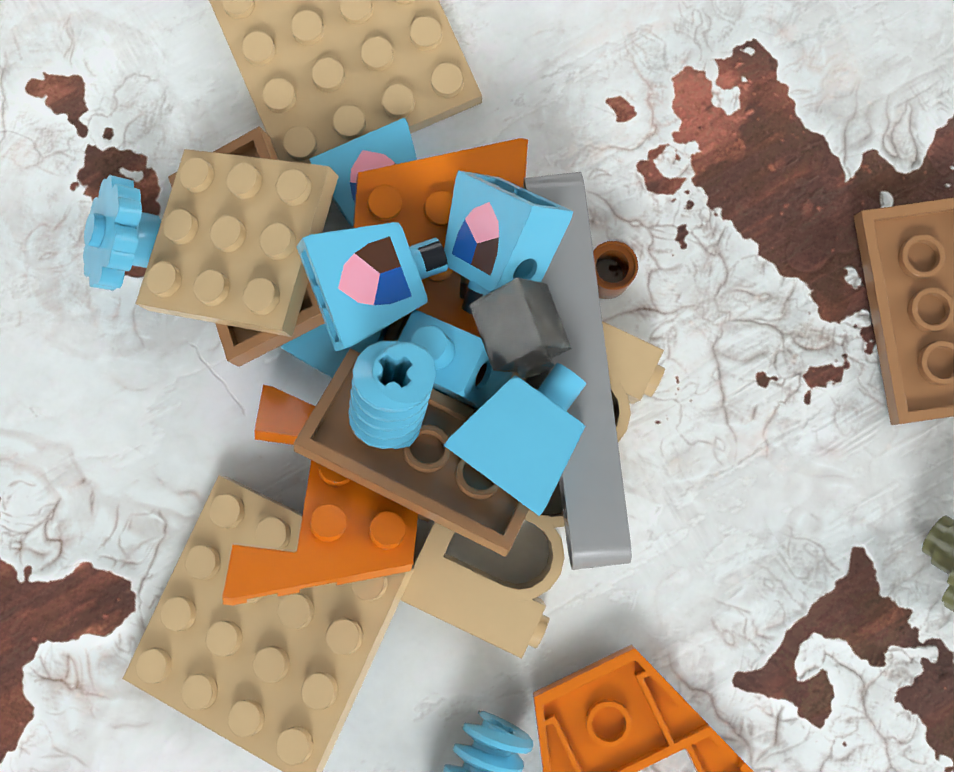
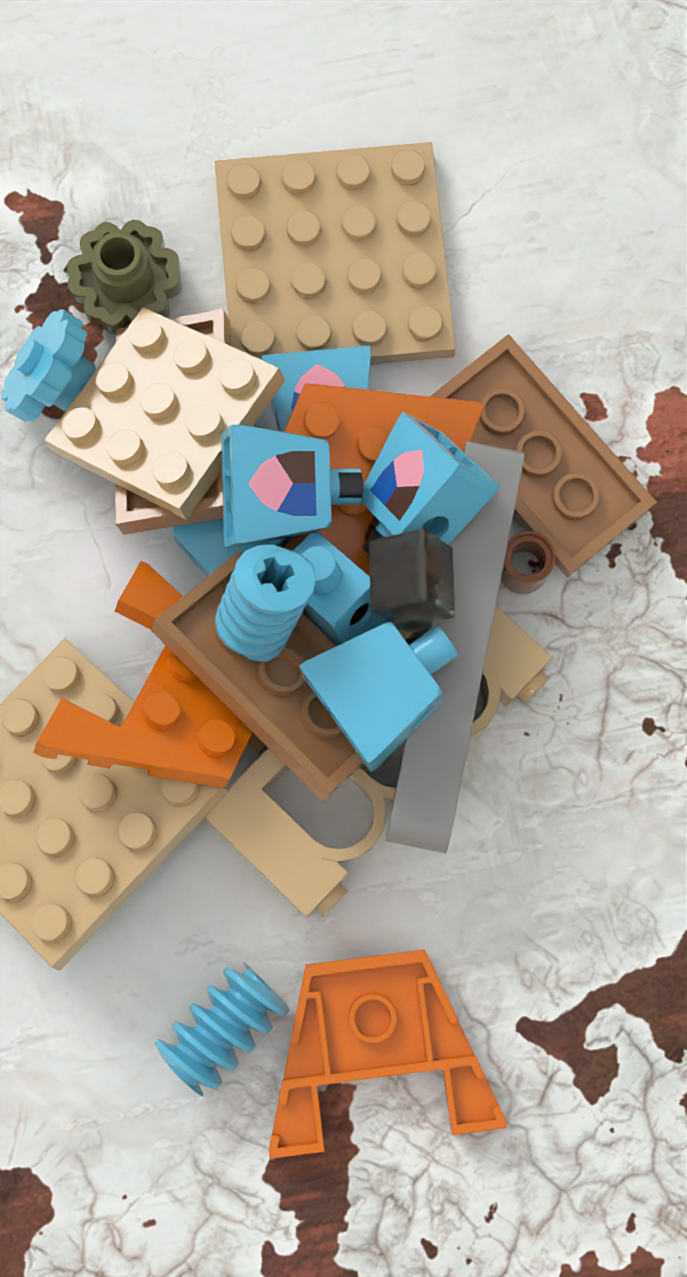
camera: 20 degrees right, 5 degrees down
(156, 123) = (123, 274): none -> olive plant
(630, 183) = (569, 477): none -> medium nougat plate

